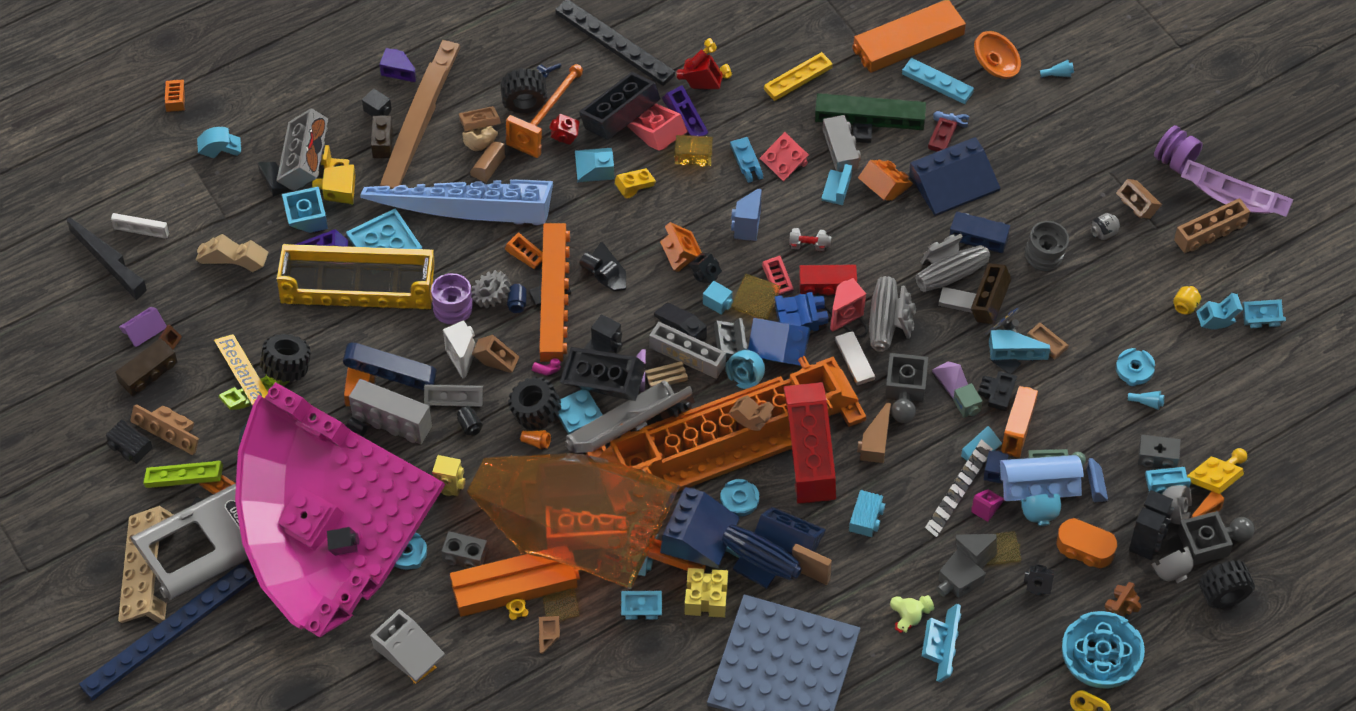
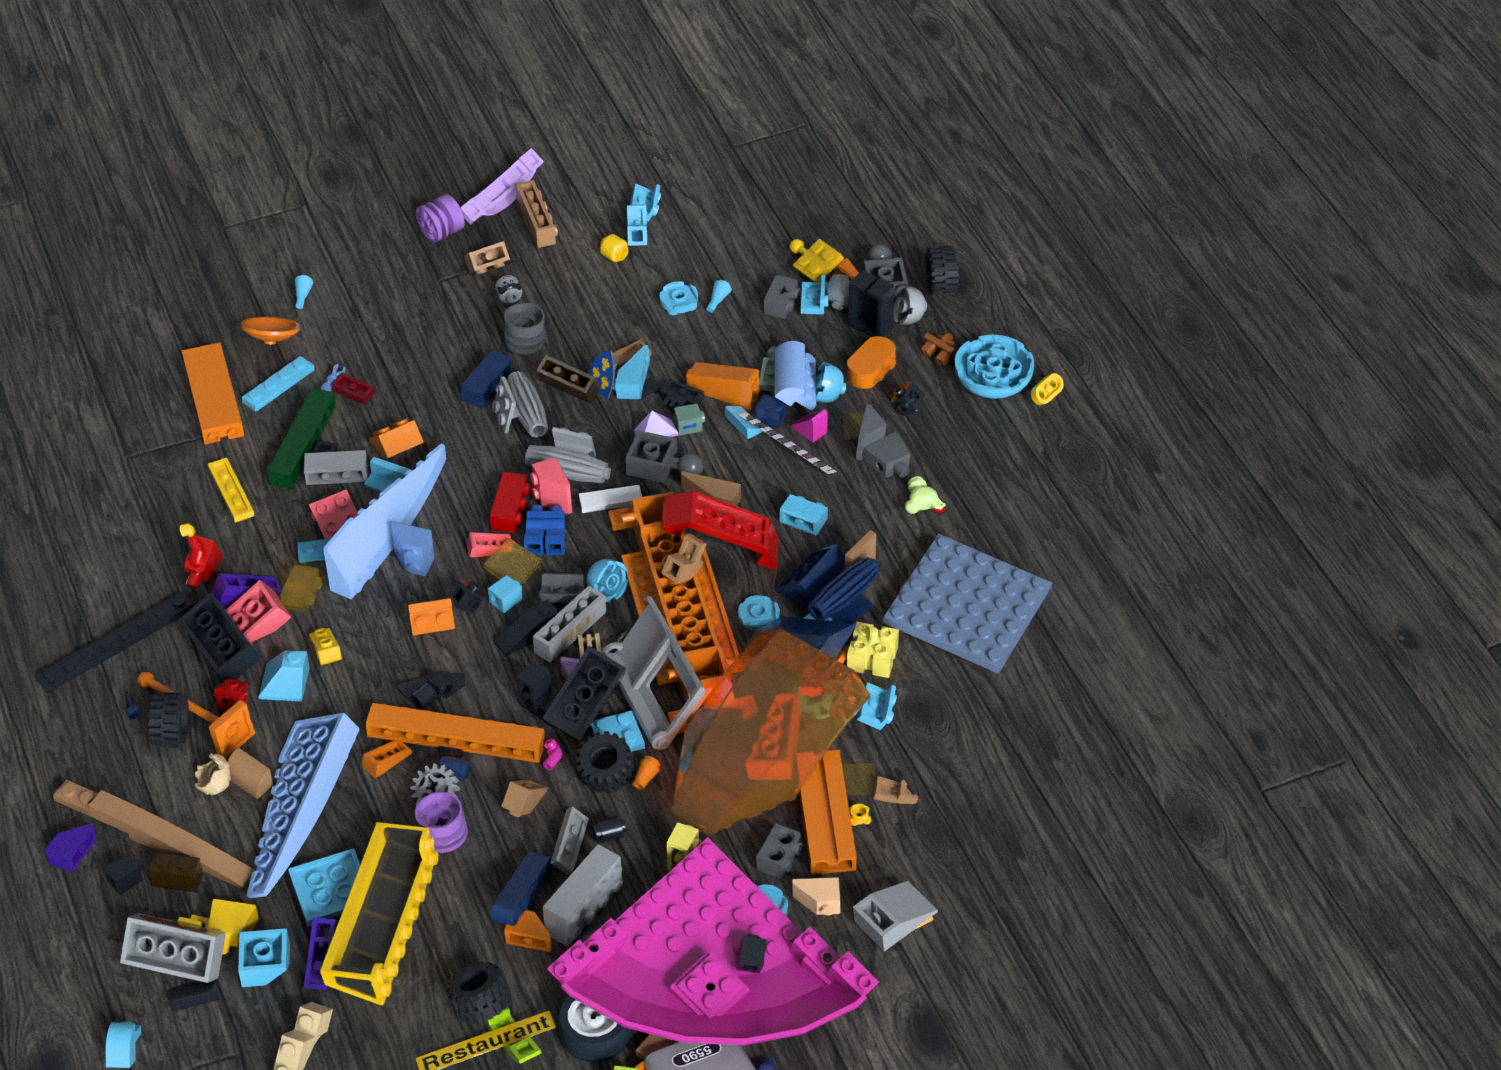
camera: 80 degrees left, 10 degrees down
(421, 589) = (818, 894): none -> light nougat slope
(459, 346) = (514, 820): white slope -> none
(479, 118) = (186, 773): medium nougat tile -> none
(733, 176) = (367, 539): none -> light blue wedge
(778, 340) = (582, 544): blue slope -> none
(821, 240) = (456, 504): light grey piece -> none
(940, 642) = (962, 479): medium azure bracket -> none
(954, 176) = (410, 387): dark blue slope -> none
(956, 299) = (562, 410): light grey tile -> none
(1096, 481) = (812, 346): medium blue slope -> none

